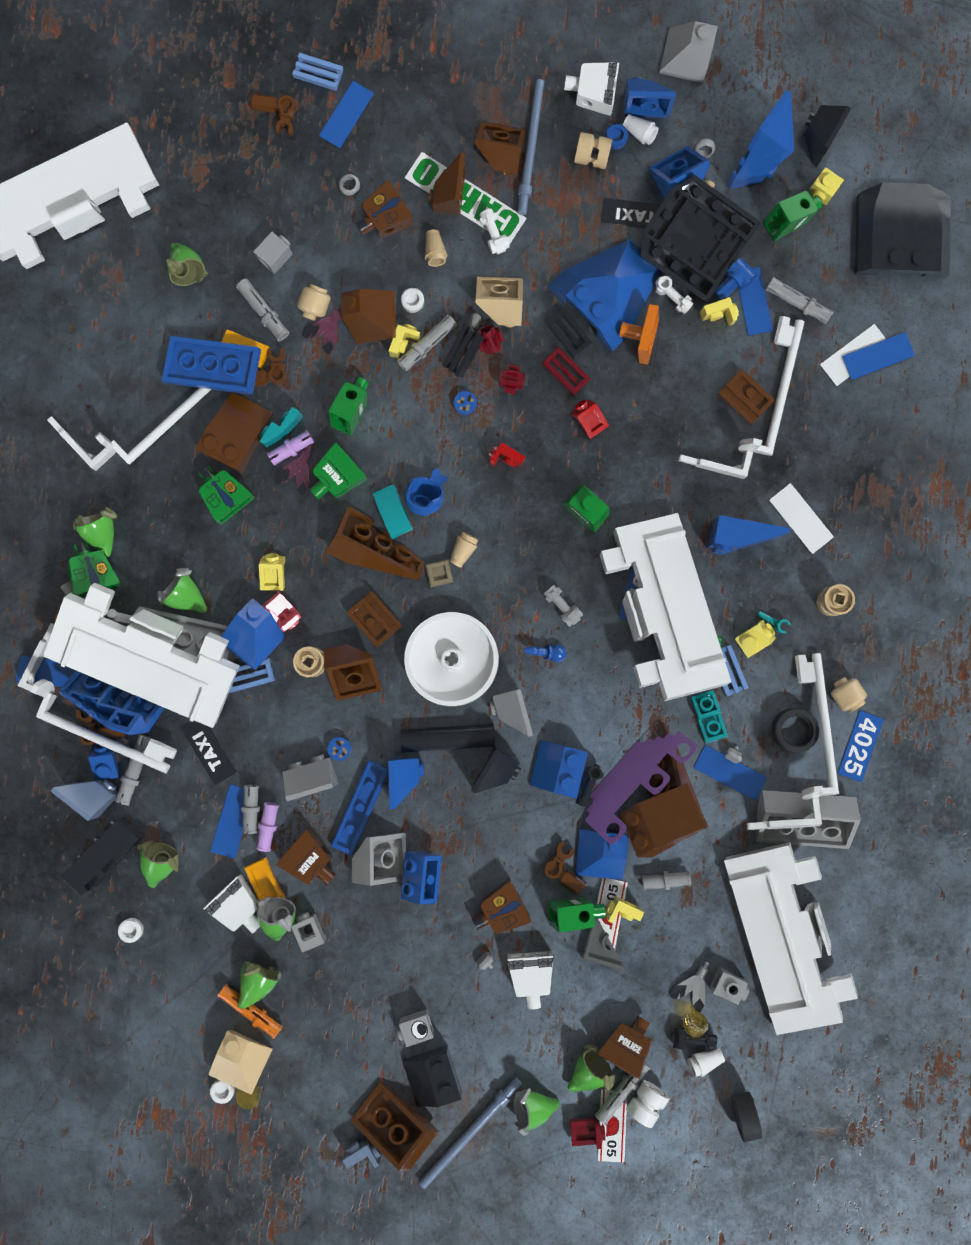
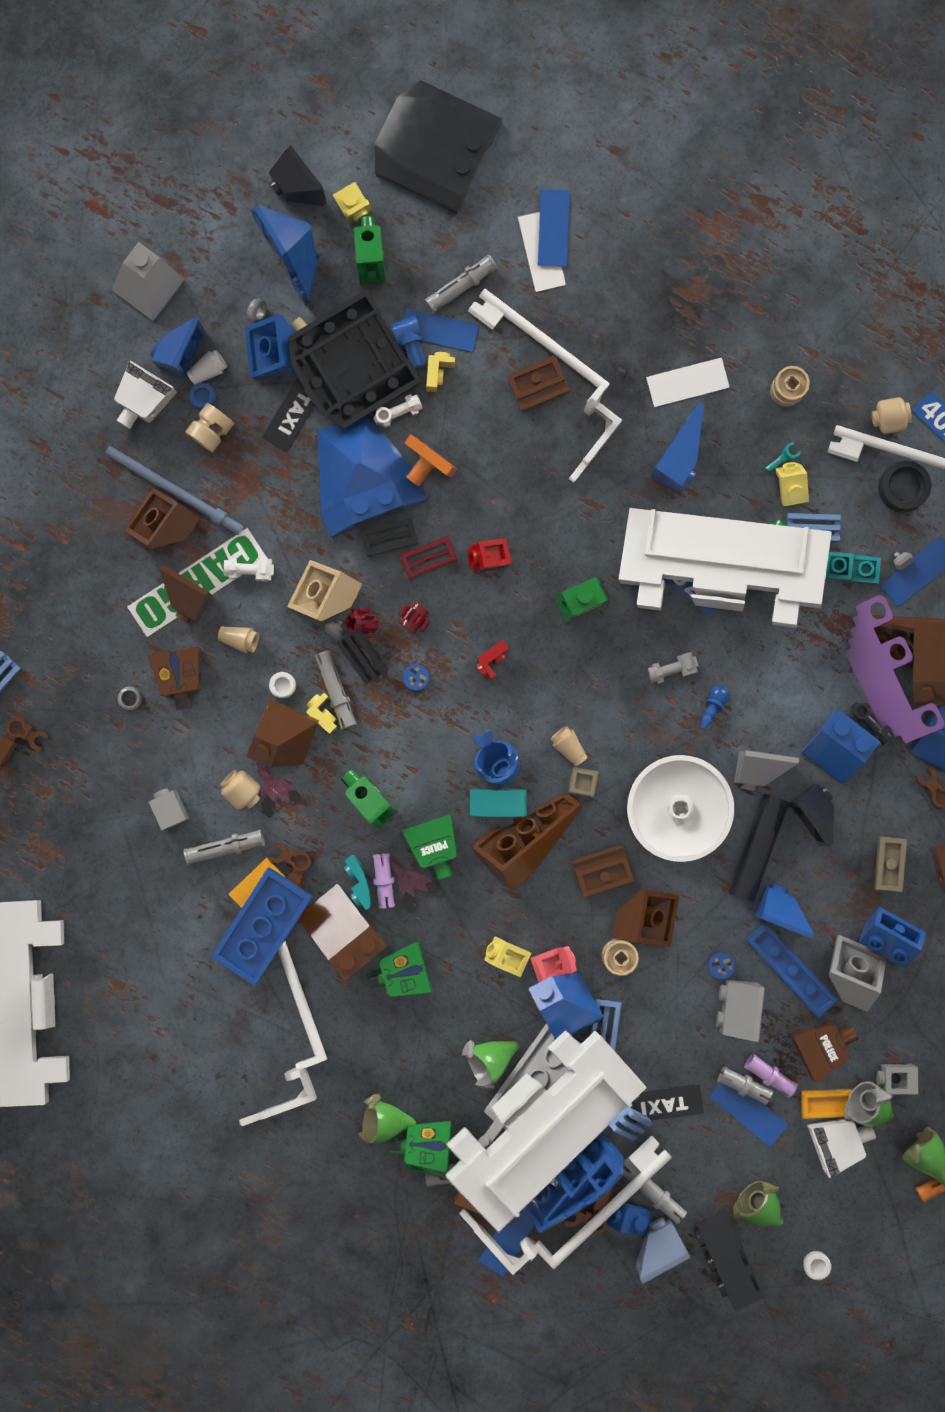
camera: 65 degrees left, 0 degrees up
(174, 727) = (634, 1127): none -> medium blue tile
(185, 266) = (141, 909): olive hat -> none
(346, 114) = (51, 668): blue sticker -> none
(480, 850) = (890, 864): none -> dark tan plate

